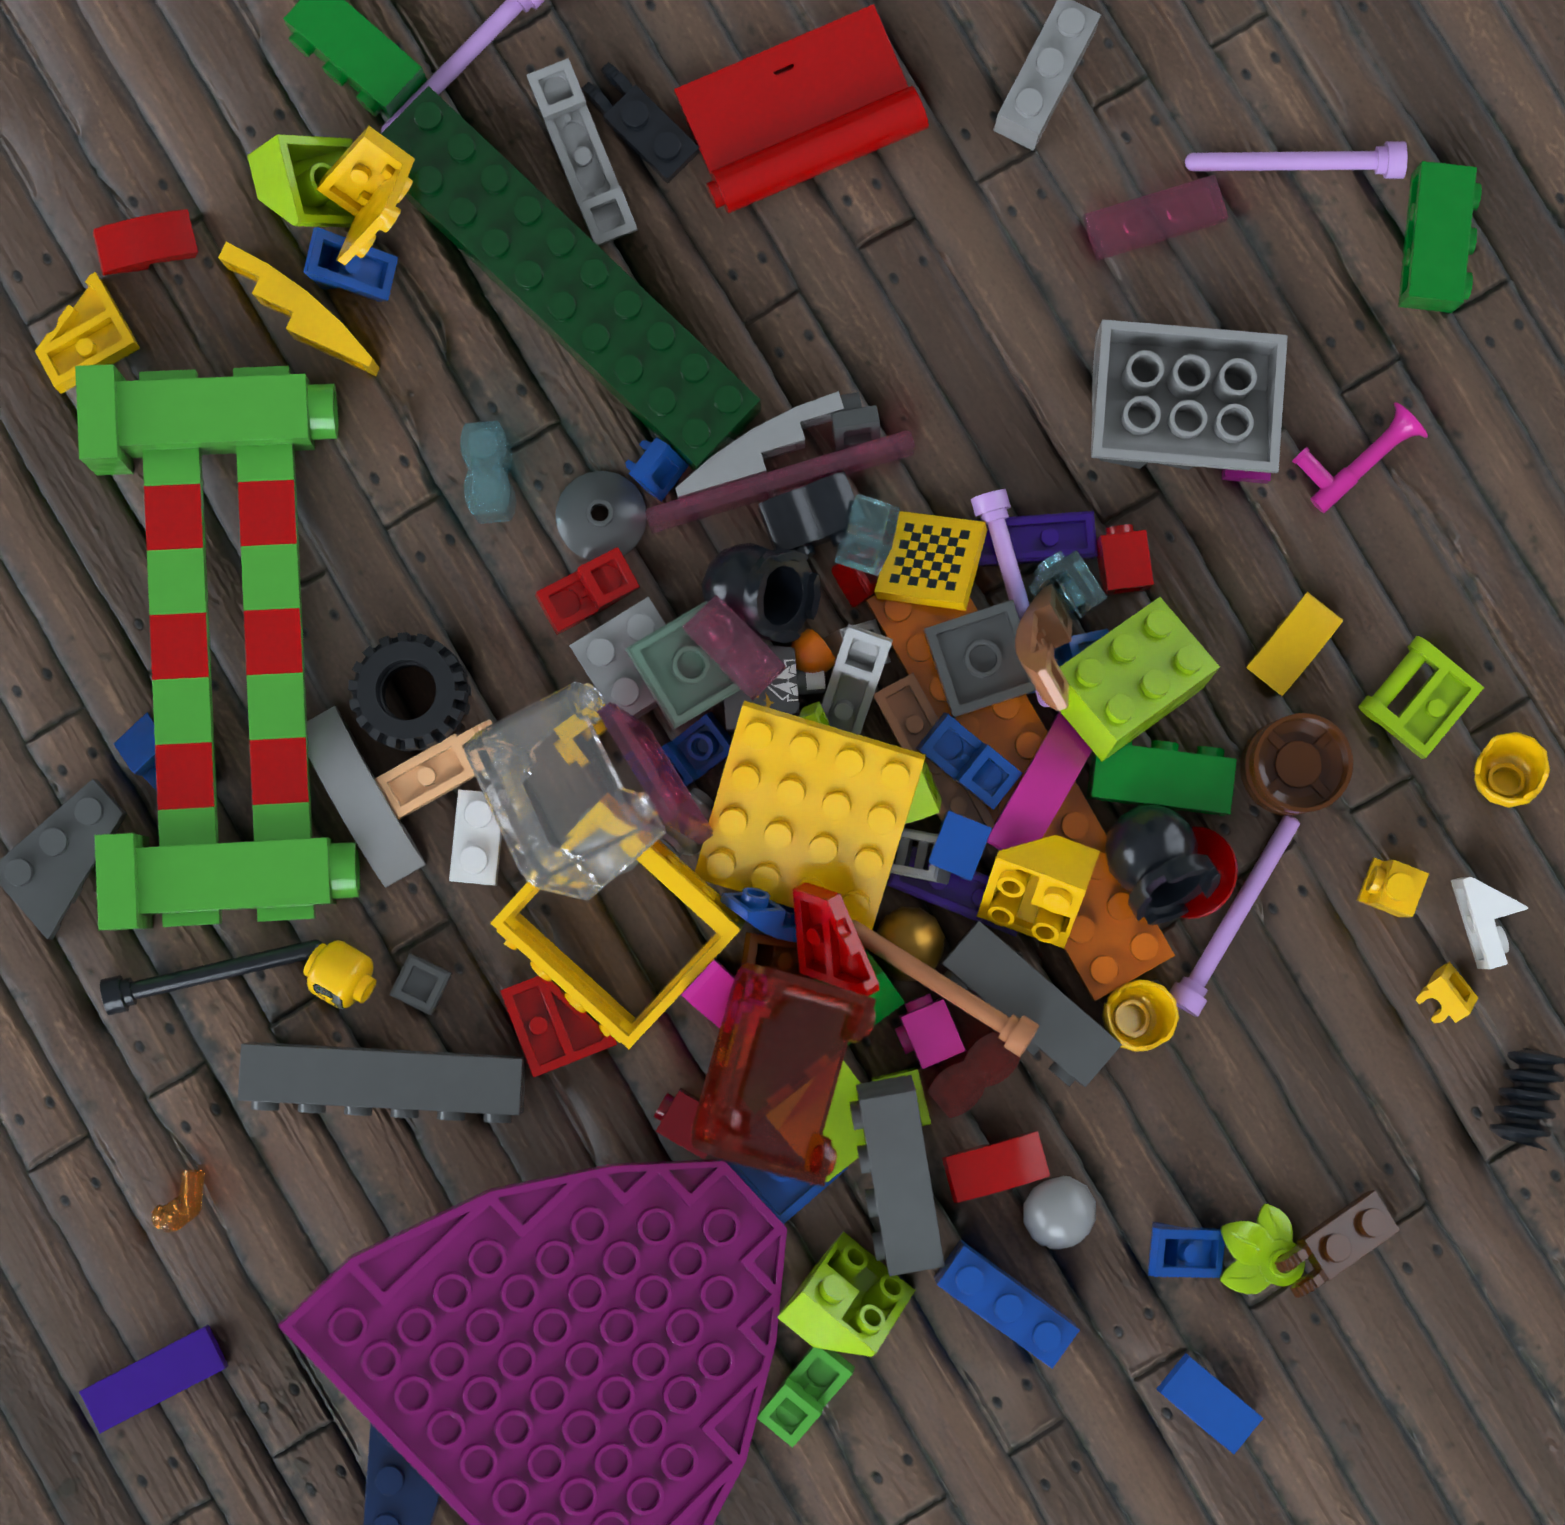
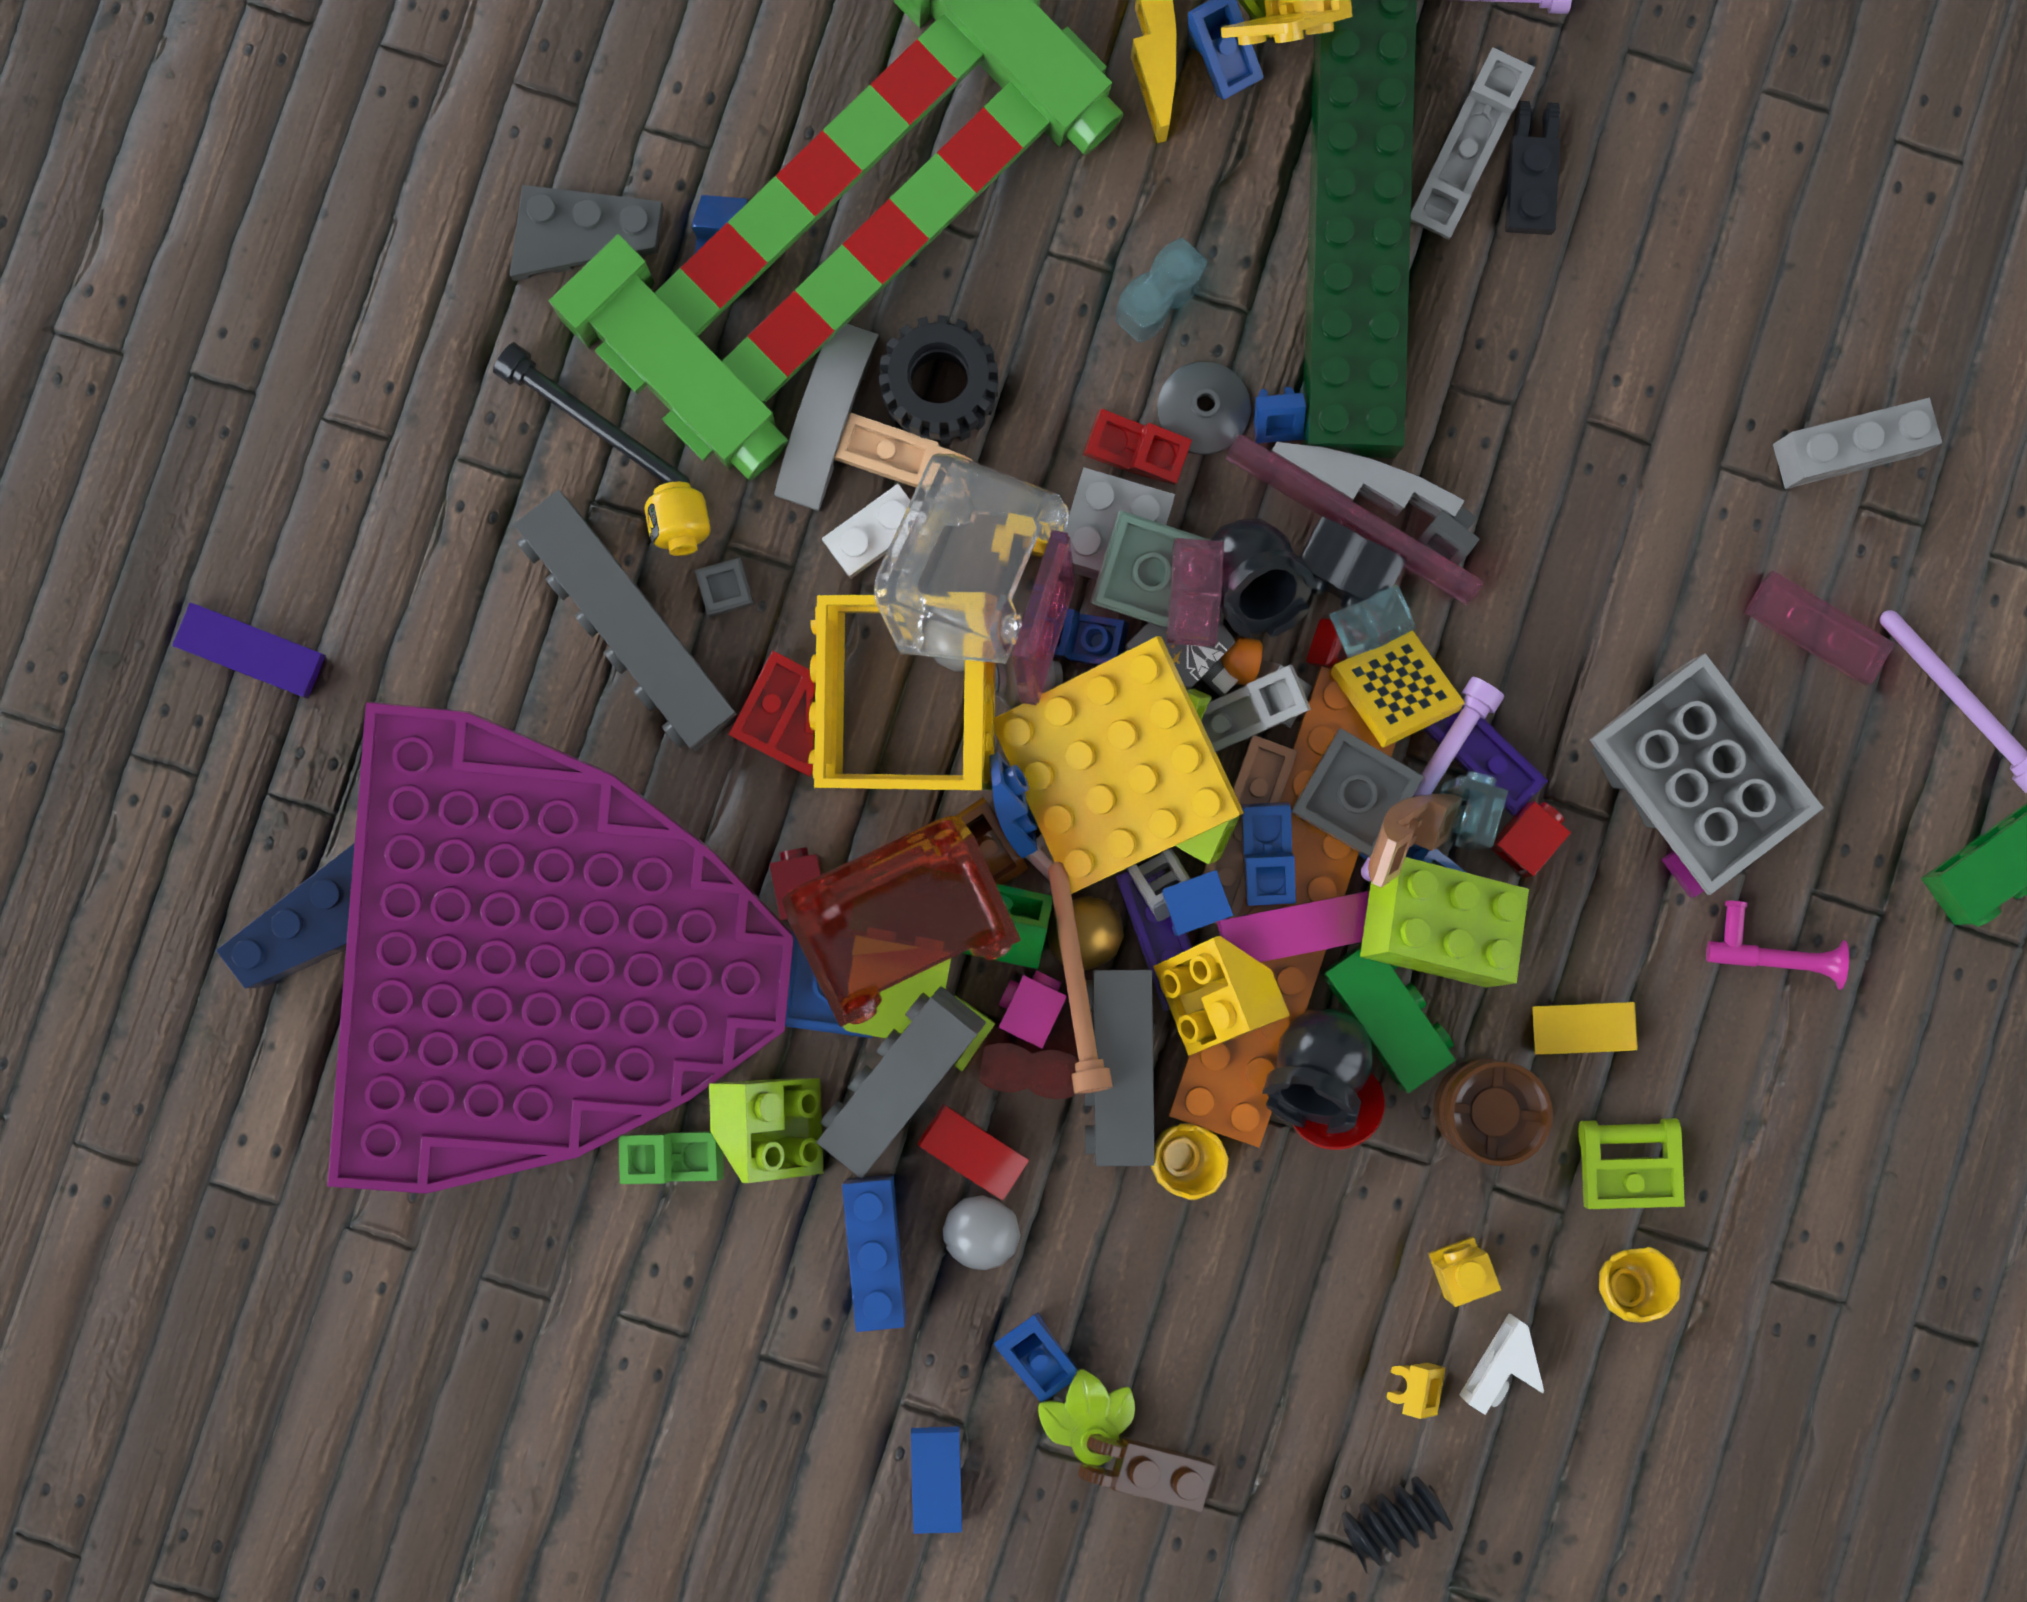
camera: 45 degrees right, 0 degrees up
(185, 1206) = (396, 557): clear orange arm -> none
(711, 991) = (913, 809): dark pink slope -> none
(800, 109) = (1655, 281): red door -> none
(829, 942) = (1033, 867): red wing -> none
(1192, 990) = (1243, 1184): lavender piece -> none

